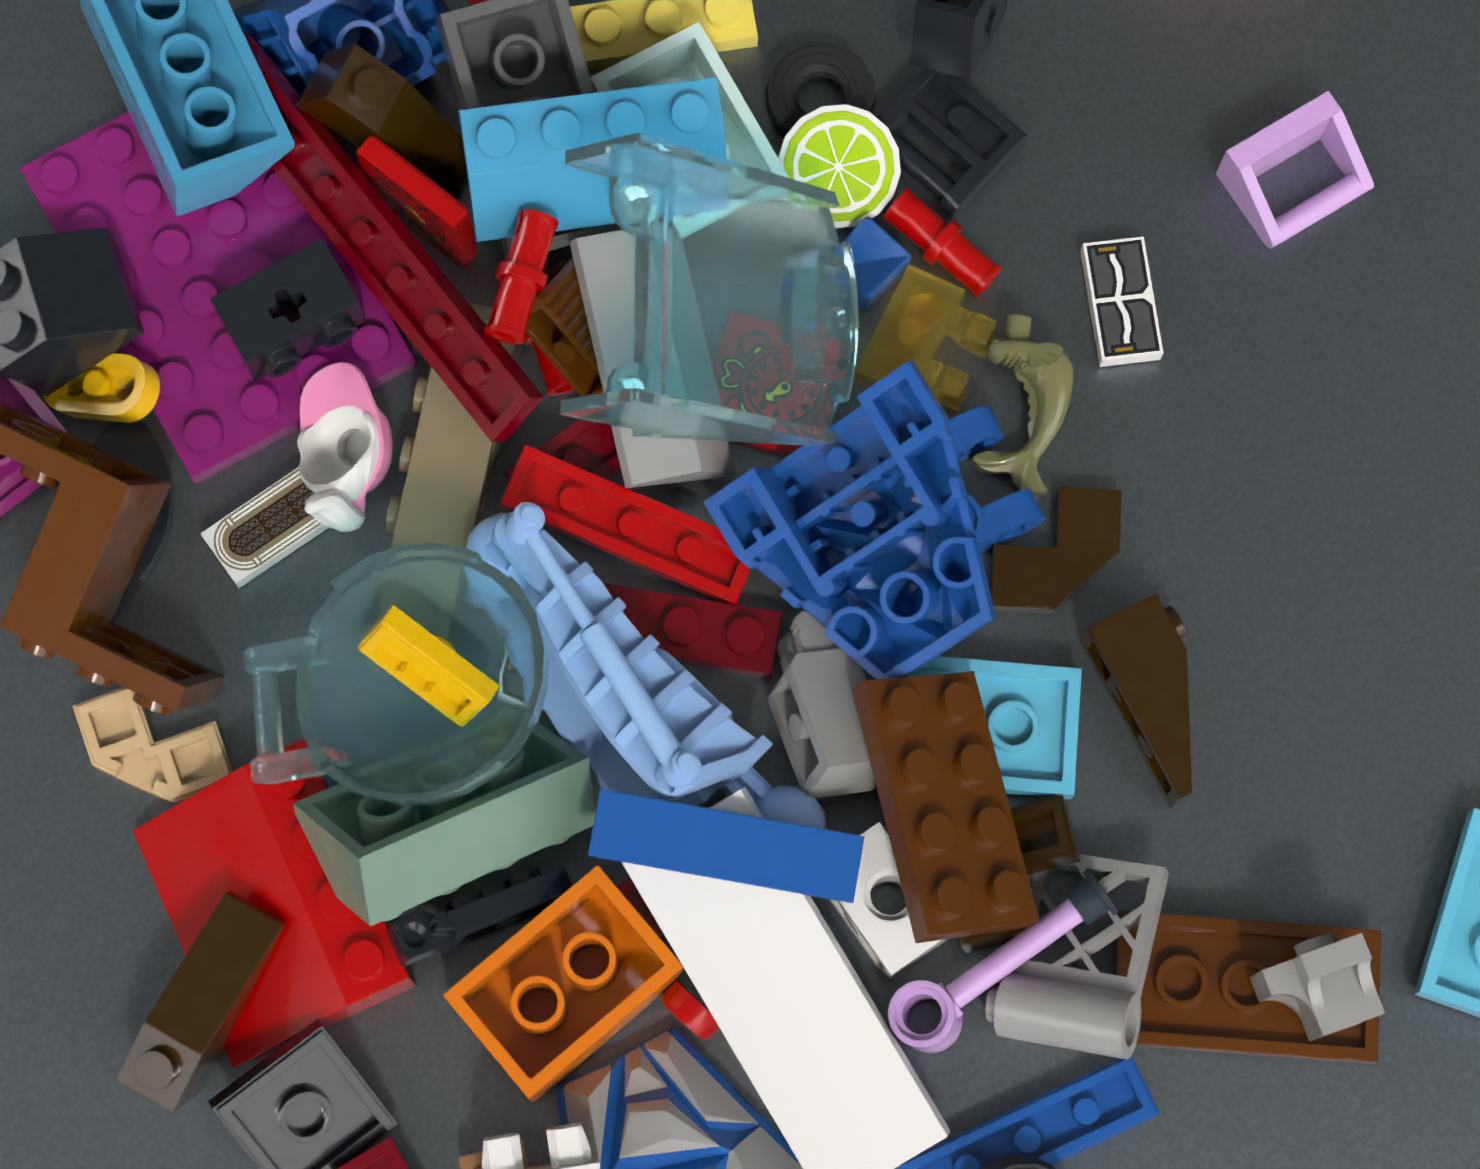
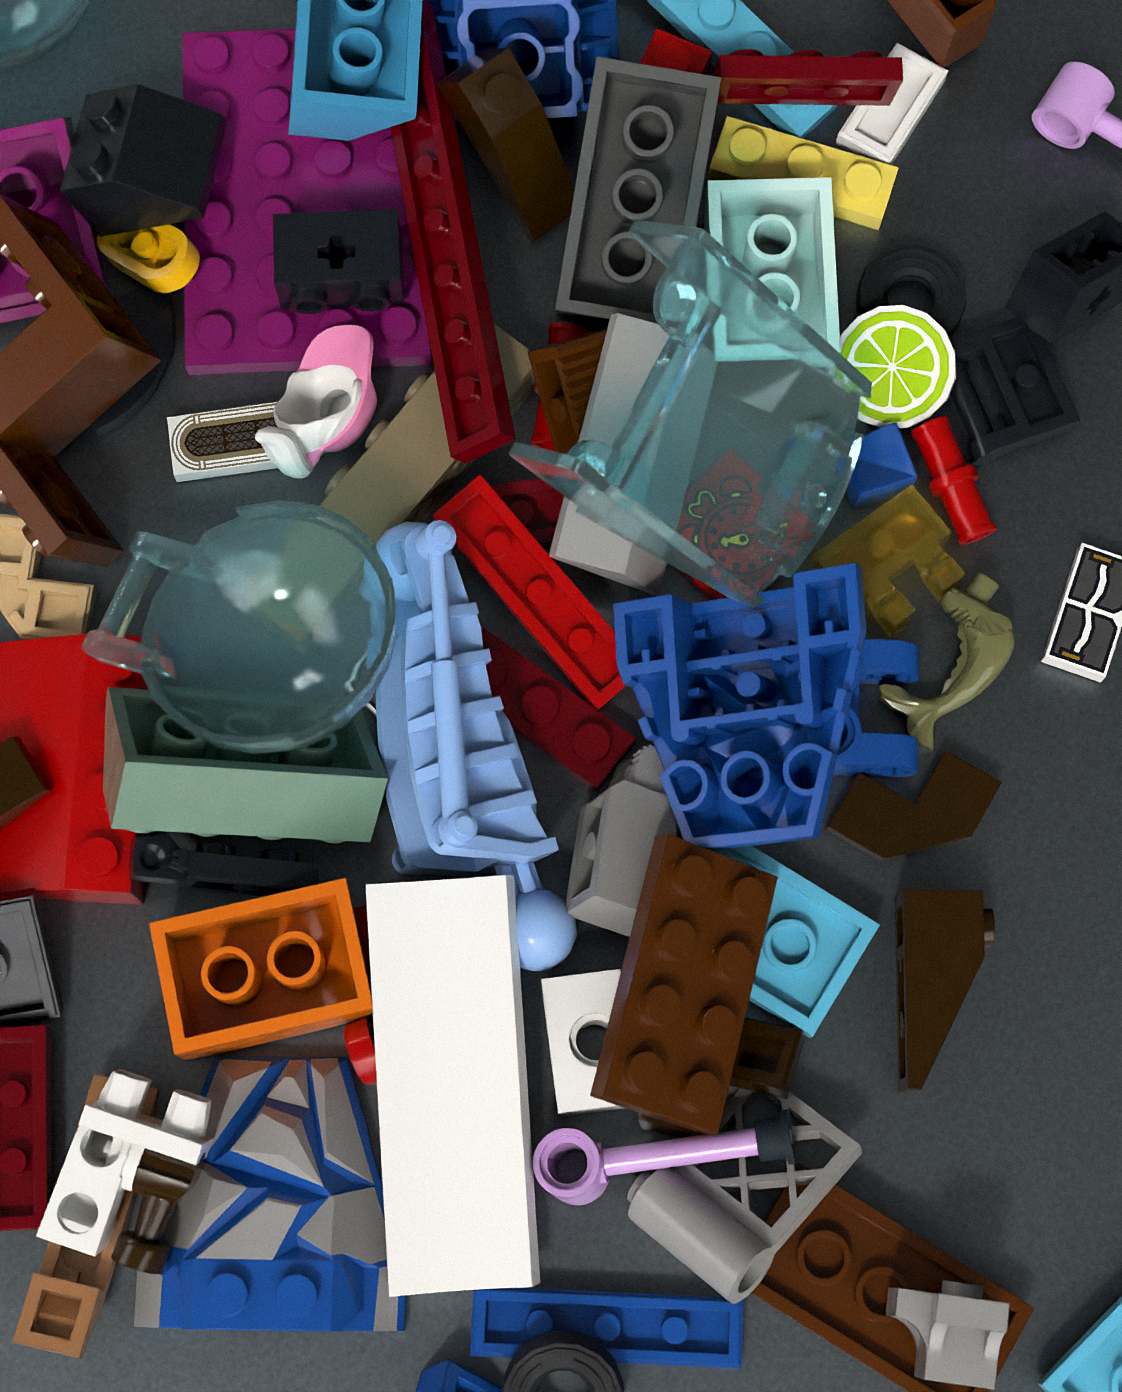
camera: 30 degrees right, 0 degrees up
(419, 202) = (501, 219): red tile -> none
(428, 666) = (284, 624): yellow plate -> none
(520, 148) = (598, 199): dark azure slope -> none
(521, 276) = (549, 322): red pin -> none
(726, 846) = (464, 919): blue tile -> none

